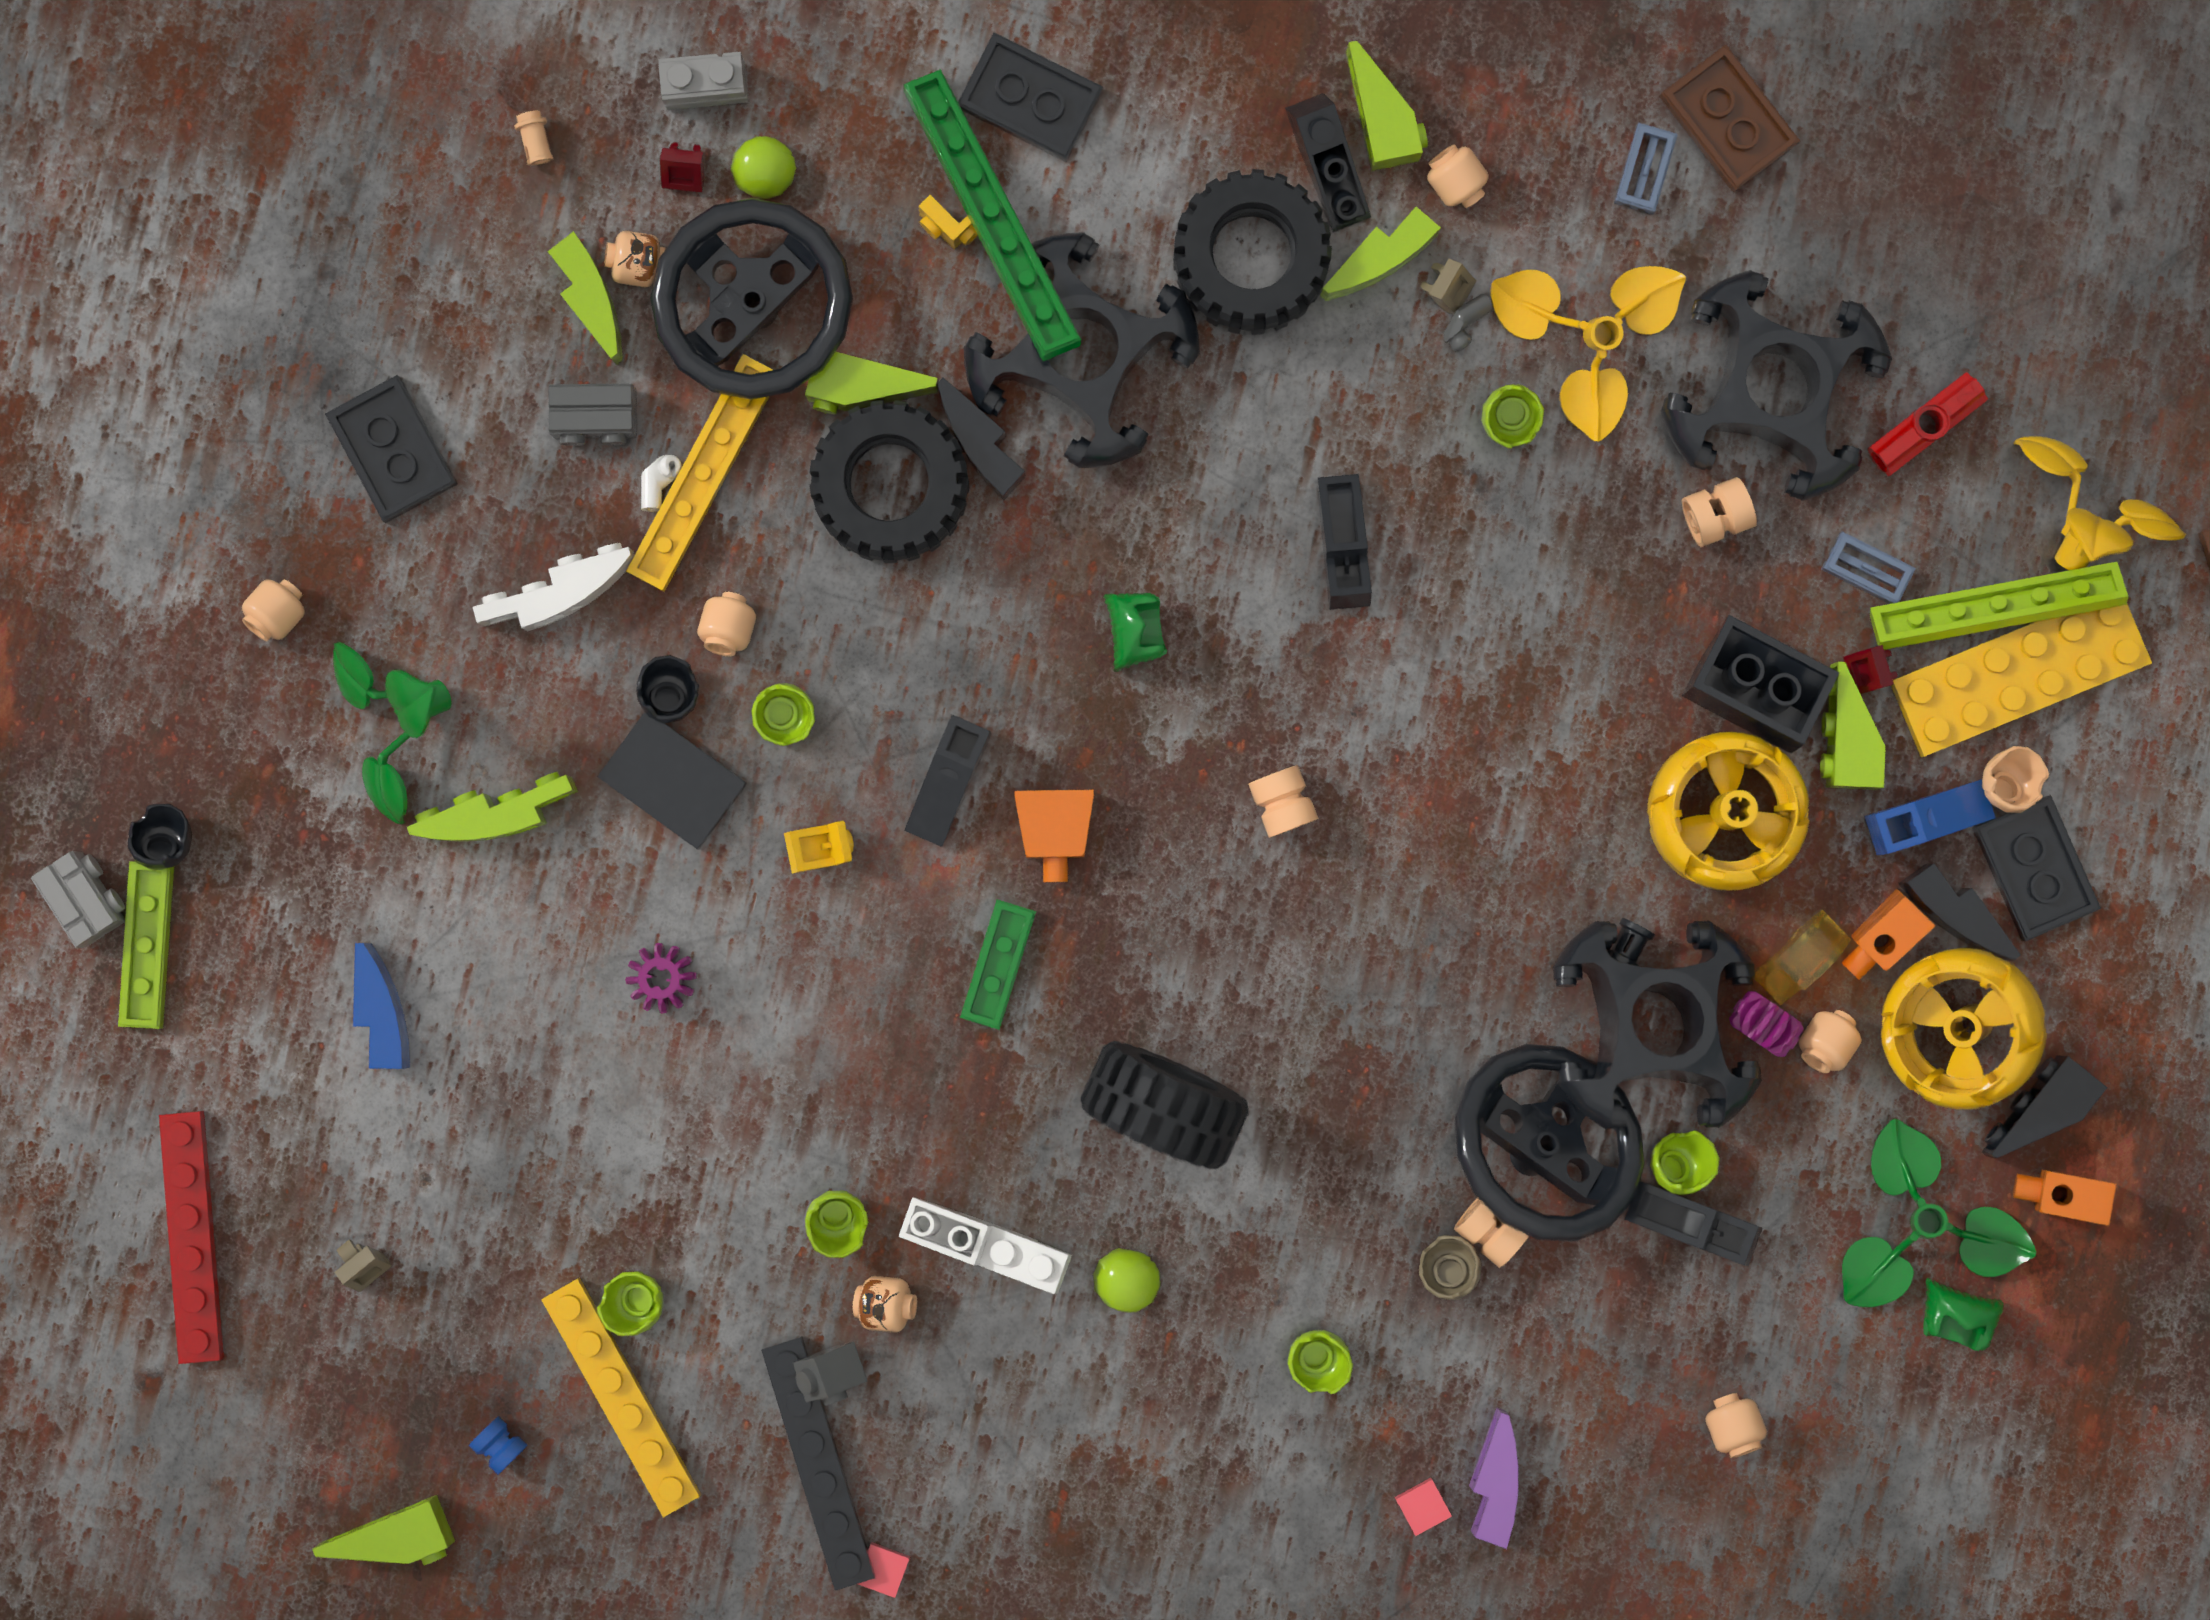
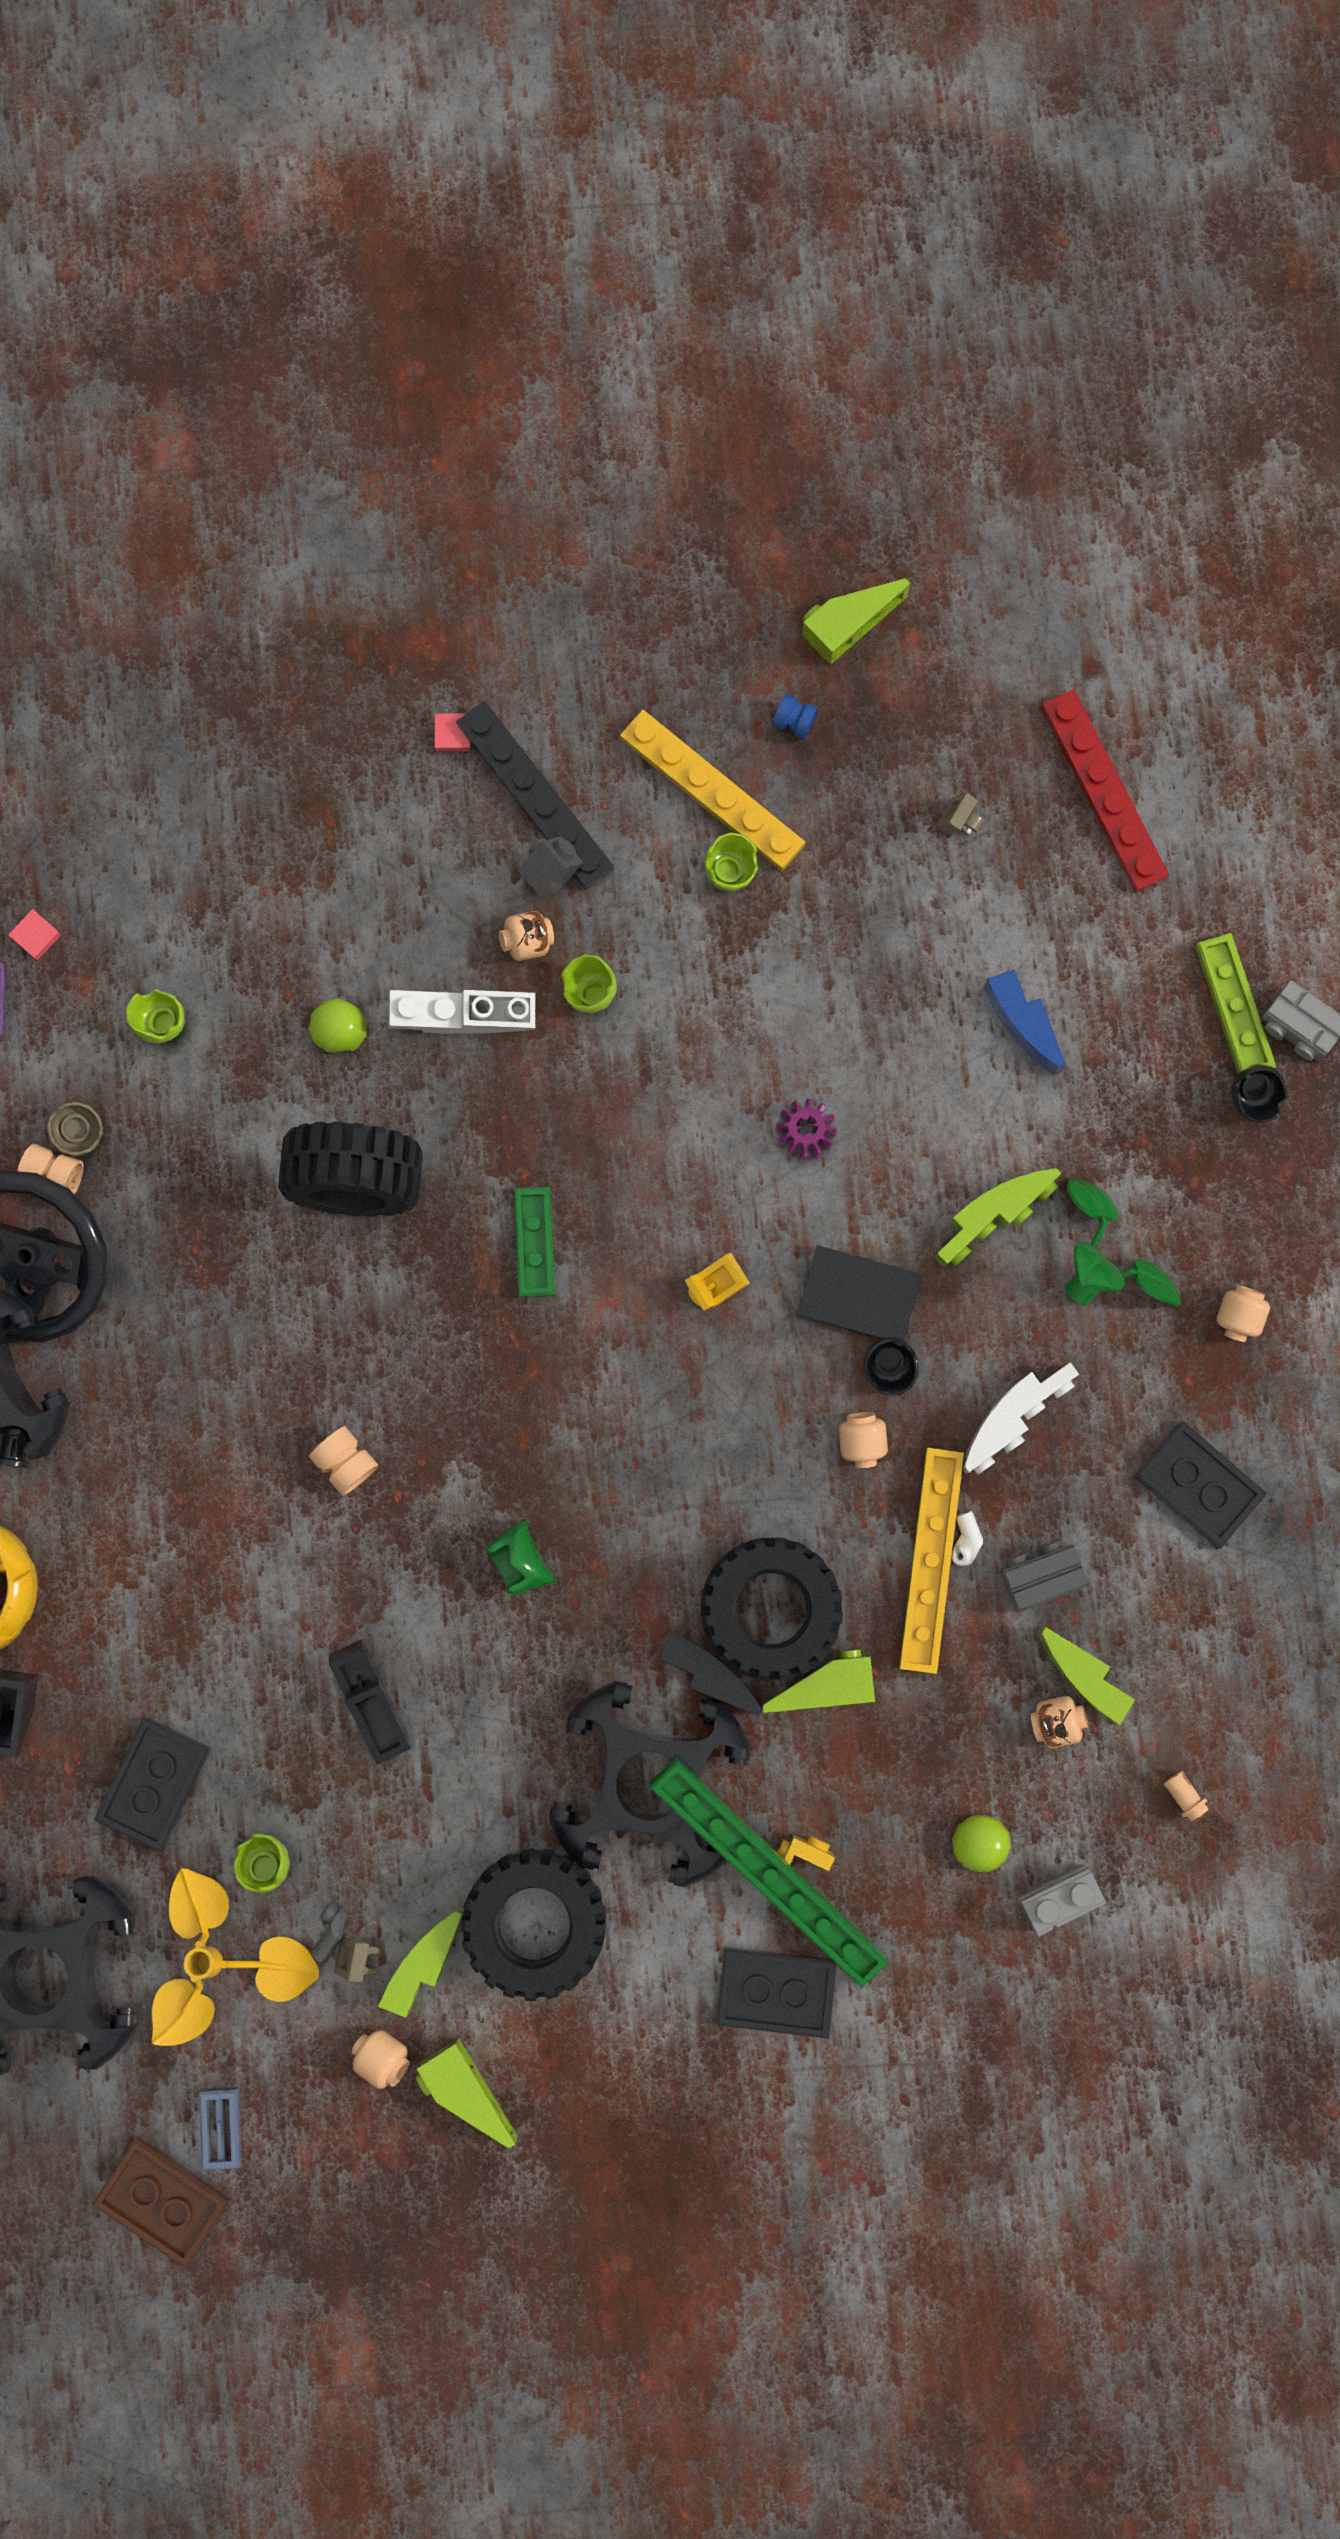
camera: 165 degrees right, 5 degrees down
(682, 168) = (1049, 1816): dark red tile -> none
(701, 248) = (1006, 1750): black piece -> none
(783, 714) = (787, 1381): lime hair -> none
(947, 780) = (630, 1376): black slope -> none
(1054, 827) = (527, 1370): orange torso -> none
(1328, 160) = (498, 2032): black slope -> none
(1599, 540) = (153, 1784): none -> black tile
(1733, 510) = (46, 1854): light nougat wheel -> none

